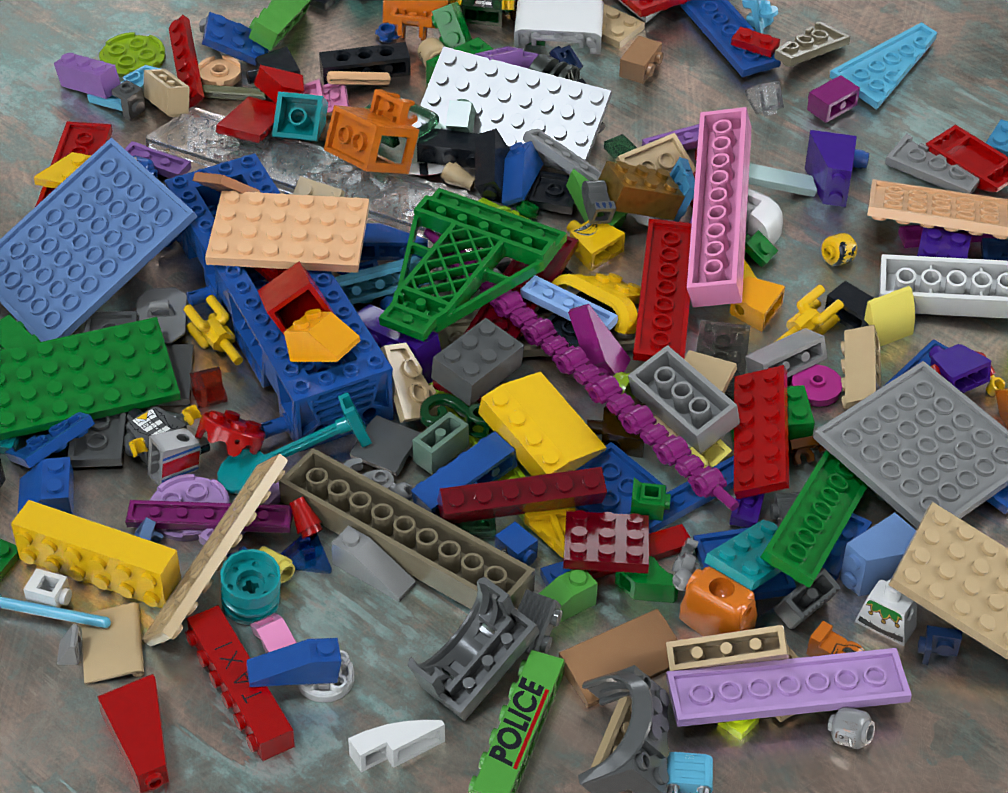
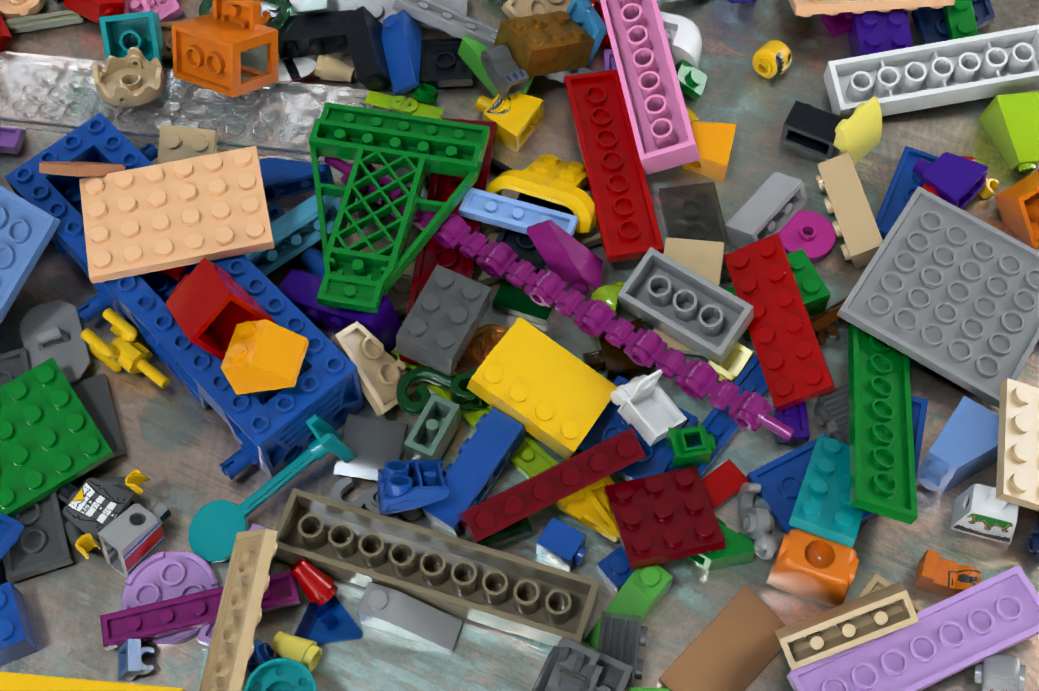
camera: 15 degrees left, 15 degrees up
(208, 387) = (141, 428): clear red panel -> none
(230, 427) = (189, 490): red plate -> none
(249, 120) = (73, 56): red tile -> none
(285, 144) = (129, 79): none -> tan plate
(405, 468) = (410, 485): none -> blue slope
(564, 383) = (517, 303): none -> dark green tile
(623, 462) = (647, 407): none -> white piece
(805, 601) = (894, 538): dark grey brick -> none
(810, 318) = (772, 157): yellow plant -> none

